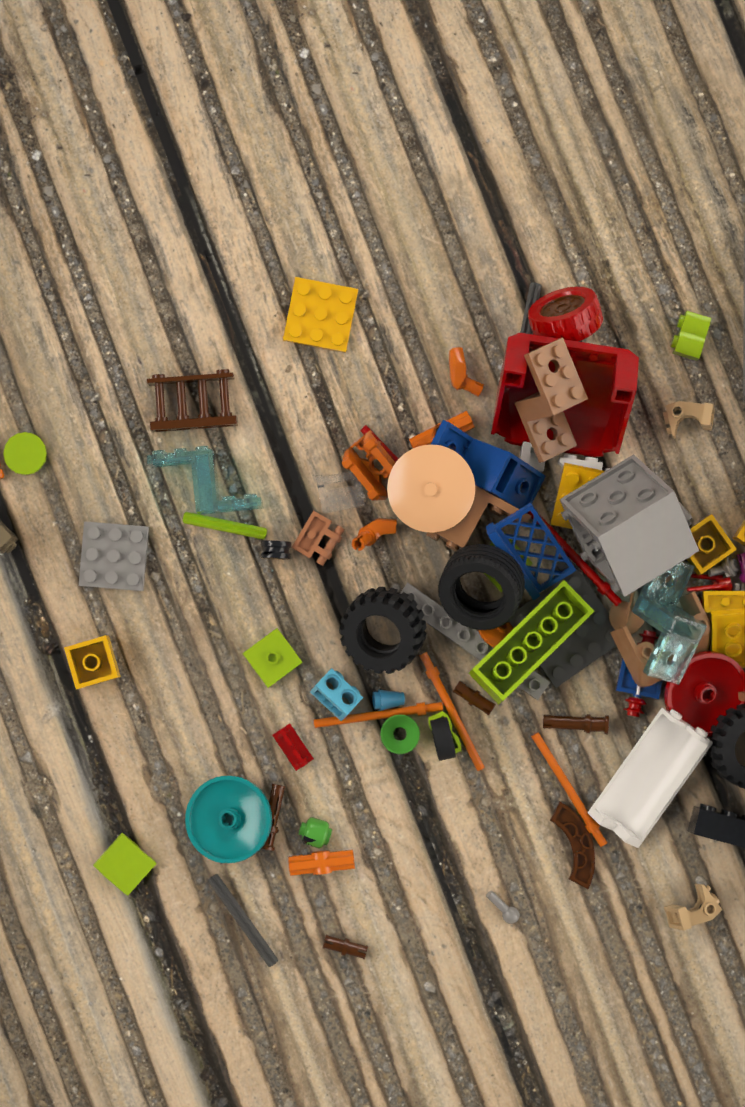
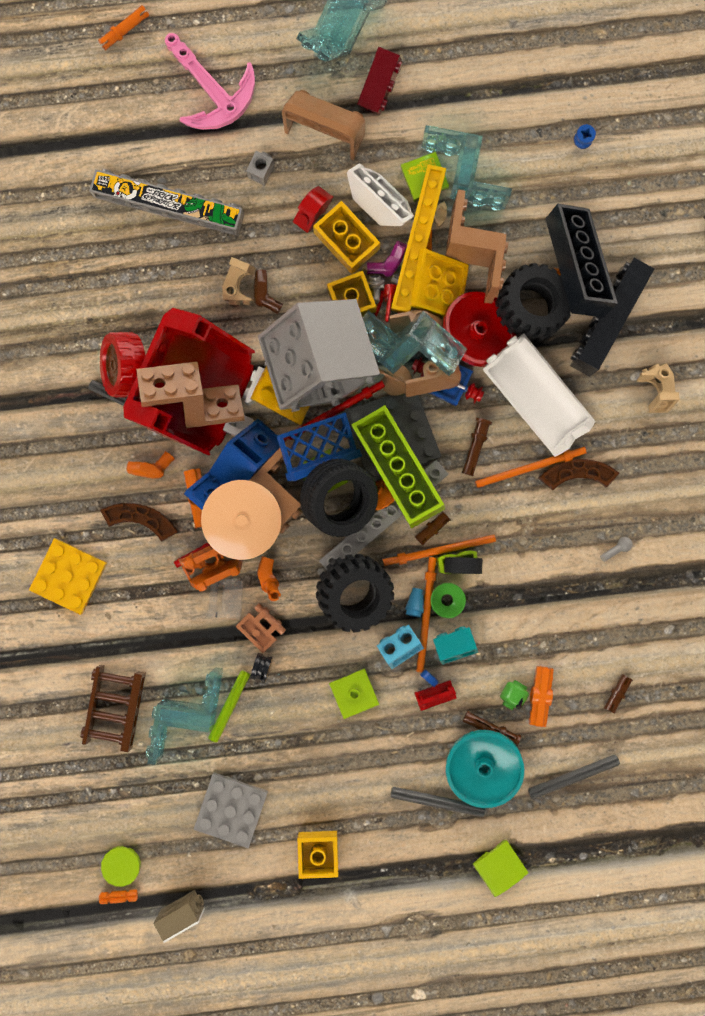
camera: 75 degrees left, 0 degrees up
(178, 777) = (436, 801): none -> dark grey axle
(310, 735) = (429, 678): none -> blue tile
(353, 754) = (455, 645): none -> teal brick
(407, 376) = (140, 514): none -> reddish brown tile
(686, 443) = (261, 293): none -> reddish brown arm
(691, 335) = (169, 263): lime brick -> none

